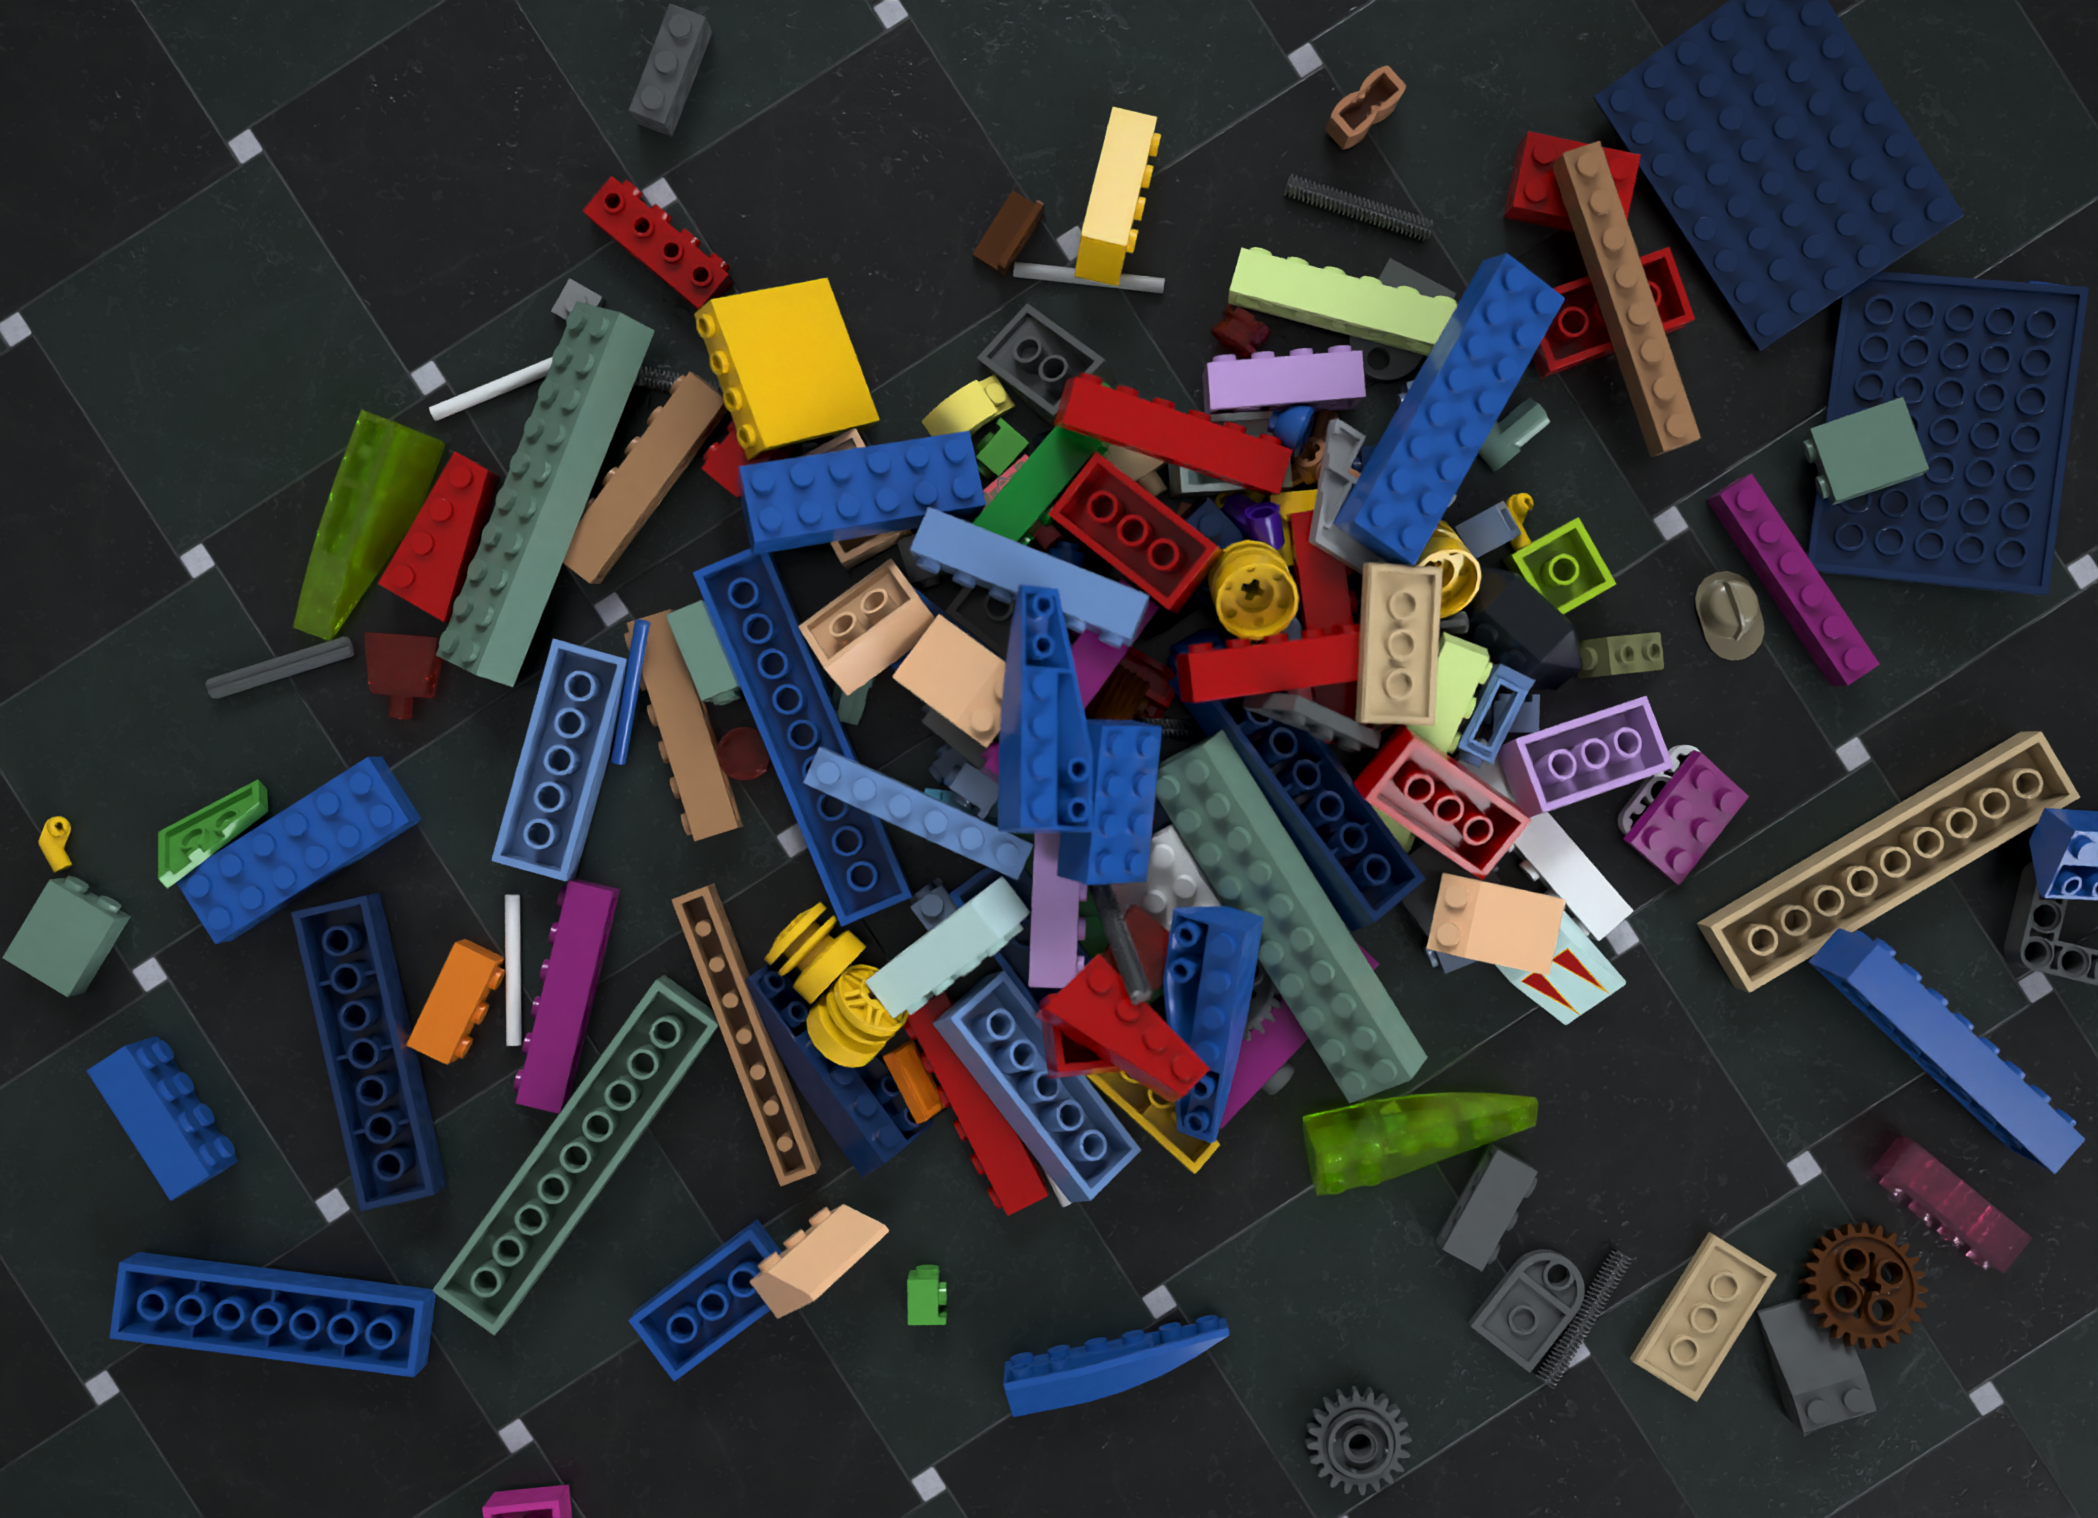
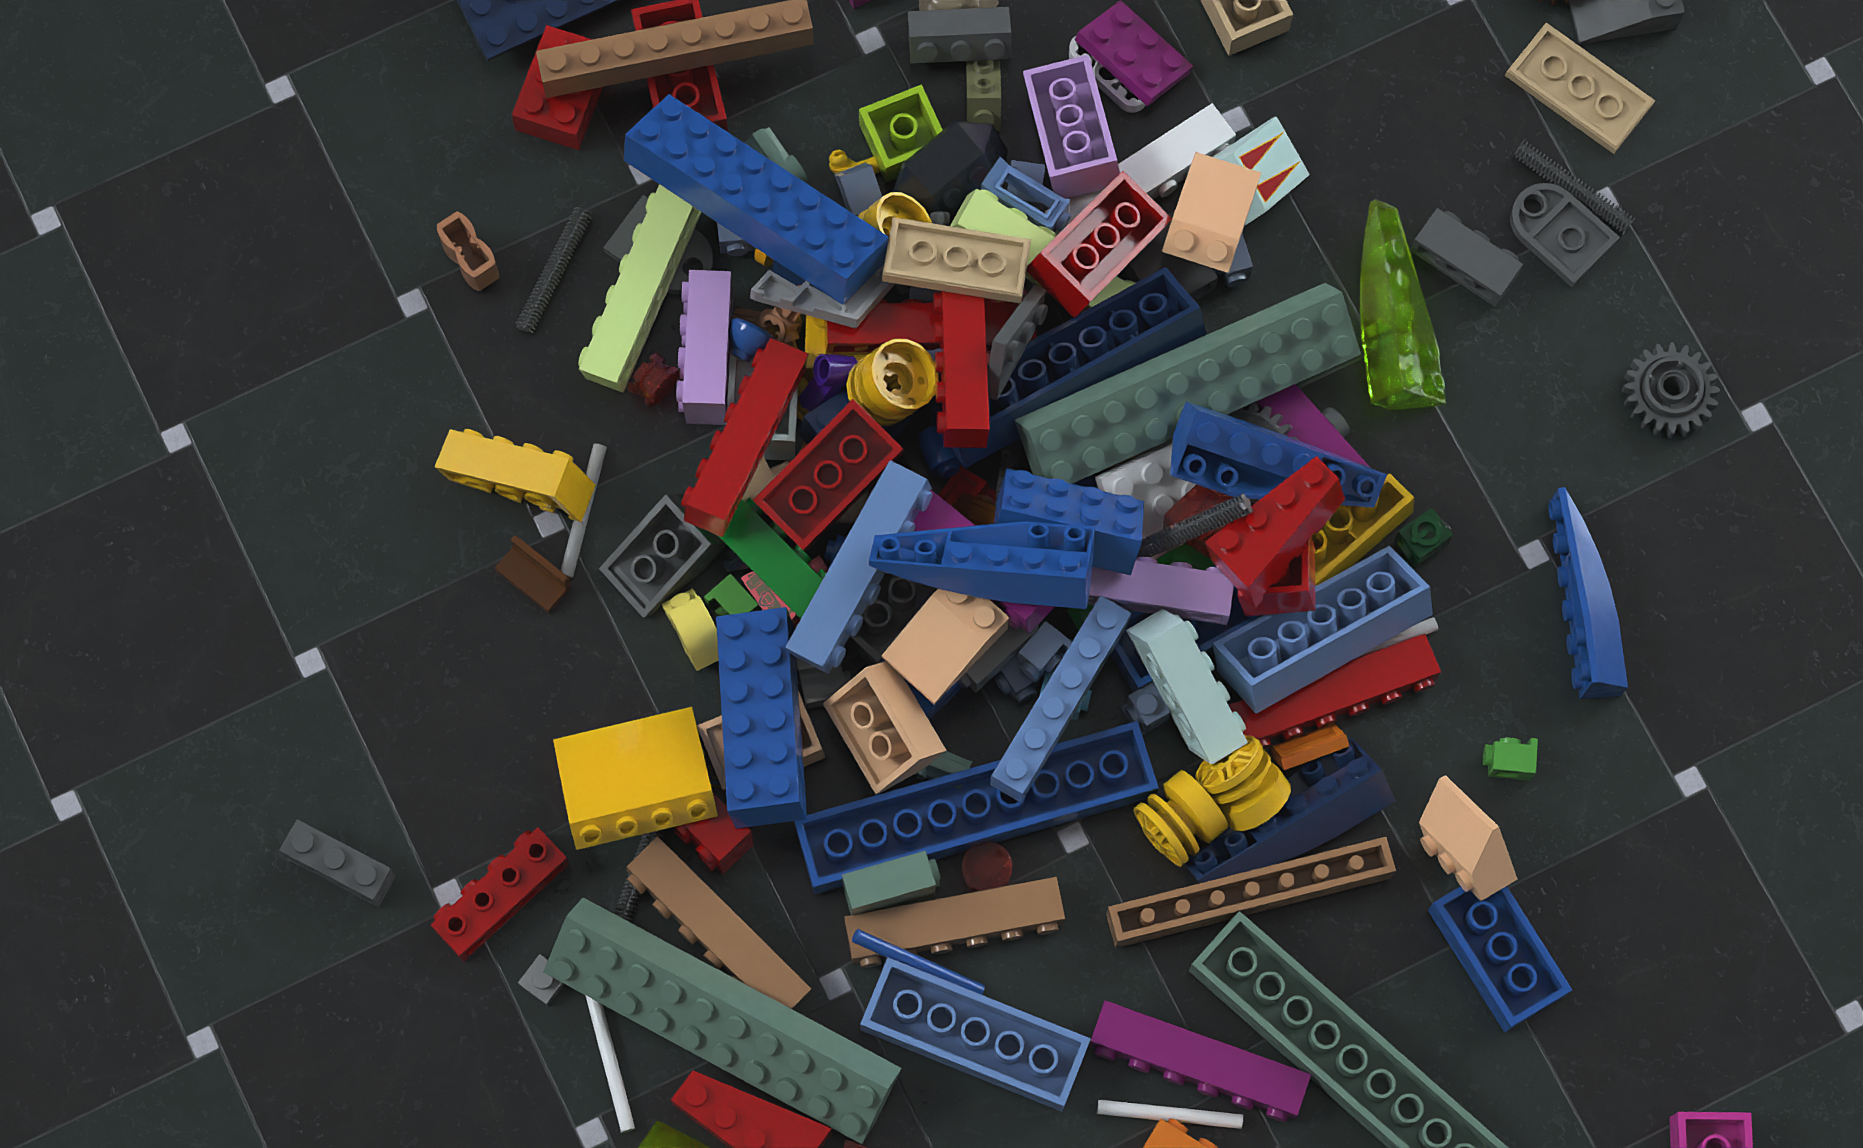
camera: 85 degrees left, 15 degrees down
(1156, 1183) = (1422, 538): none -> dark green brick
(1684, 620) = (959, 35): none -> dark grey brick

